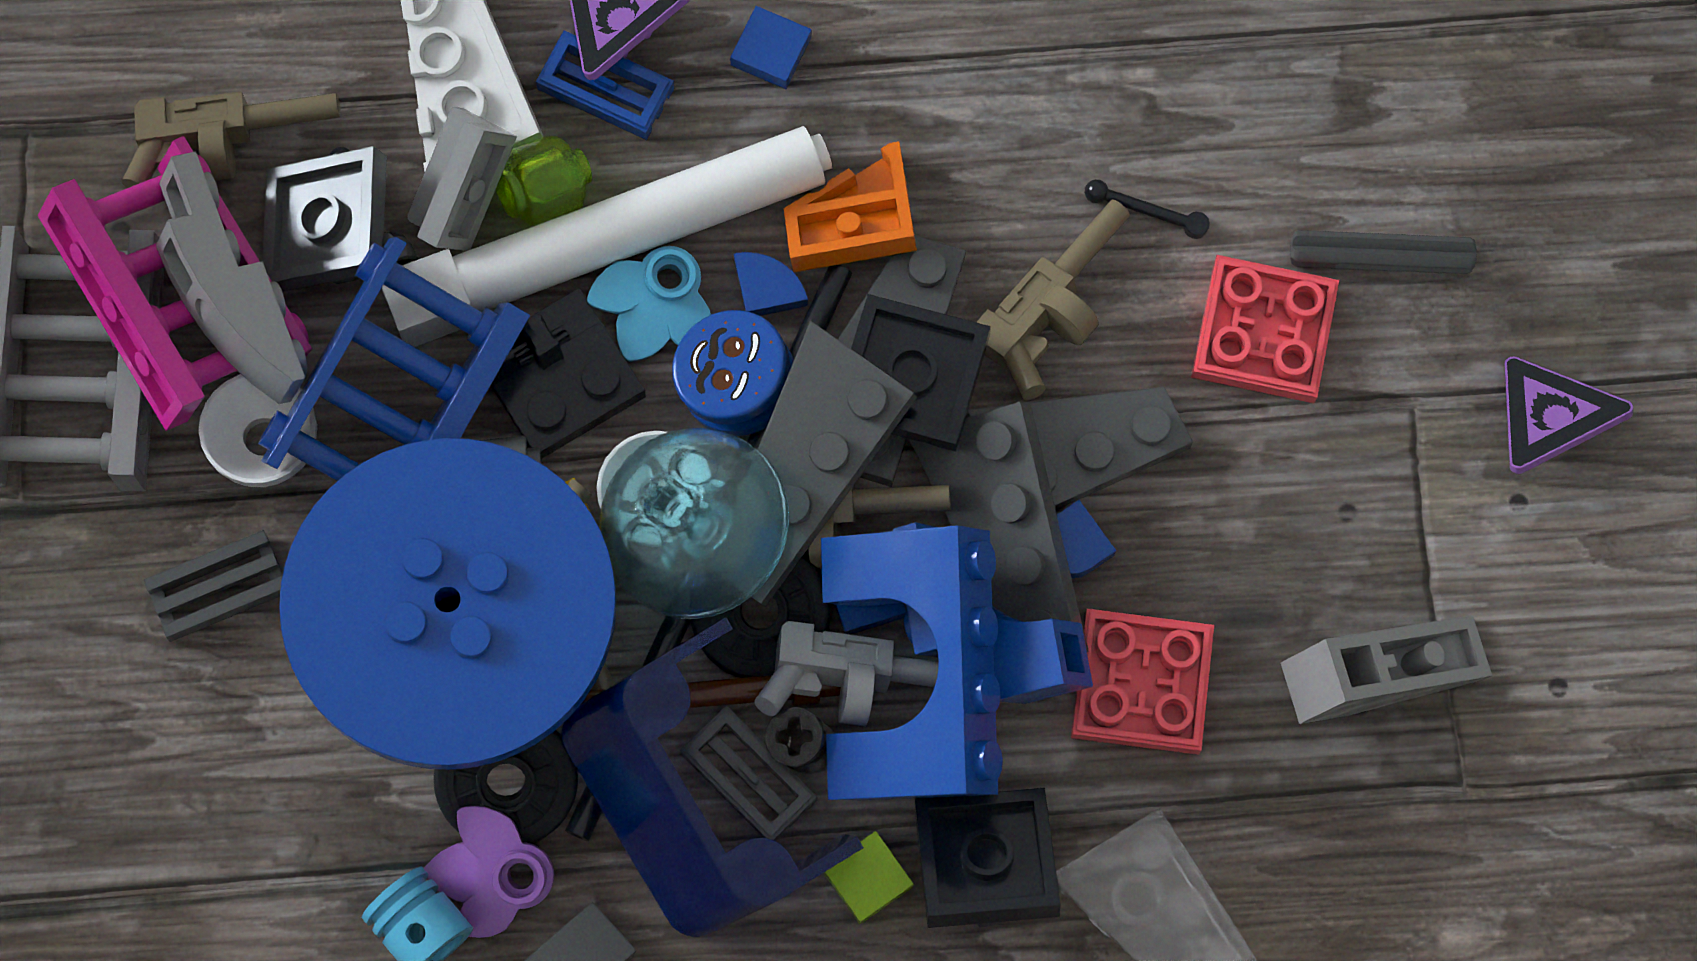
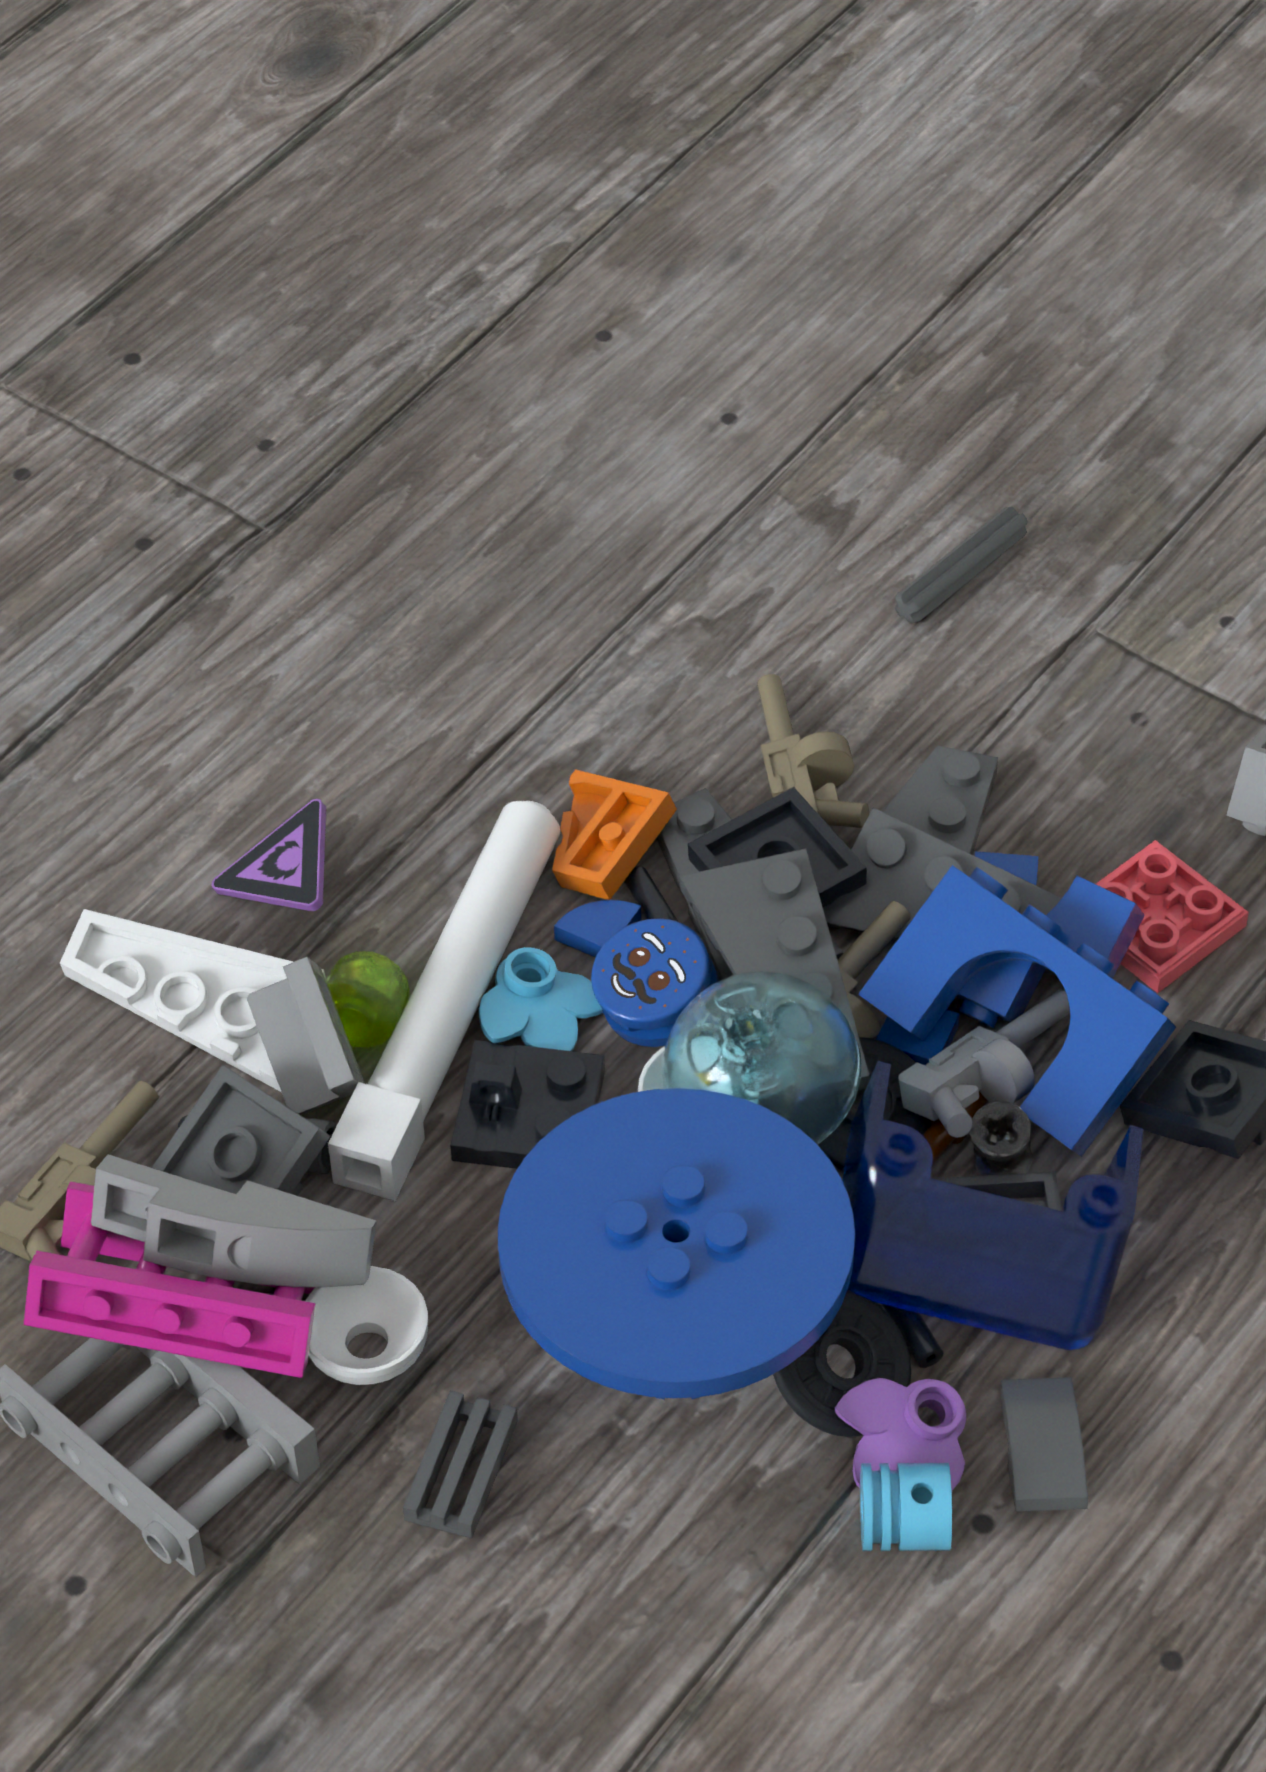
camera: 45 degrees left, 25 degrees down
(456, 385) = (481, 1152): blue fence -> none
(599, 107) = (328, 926): blue tile -> none
(770, 47) = (411, 799): blue tile -> none
(869, 879) = (1162, 1189): lime tile -> none
(1194, 224) = (825, 655): black hinge -> none
(1265, 329) = (950, 667): coral tile -> none
(1553, 413) = (1184, 549): black piece -> none

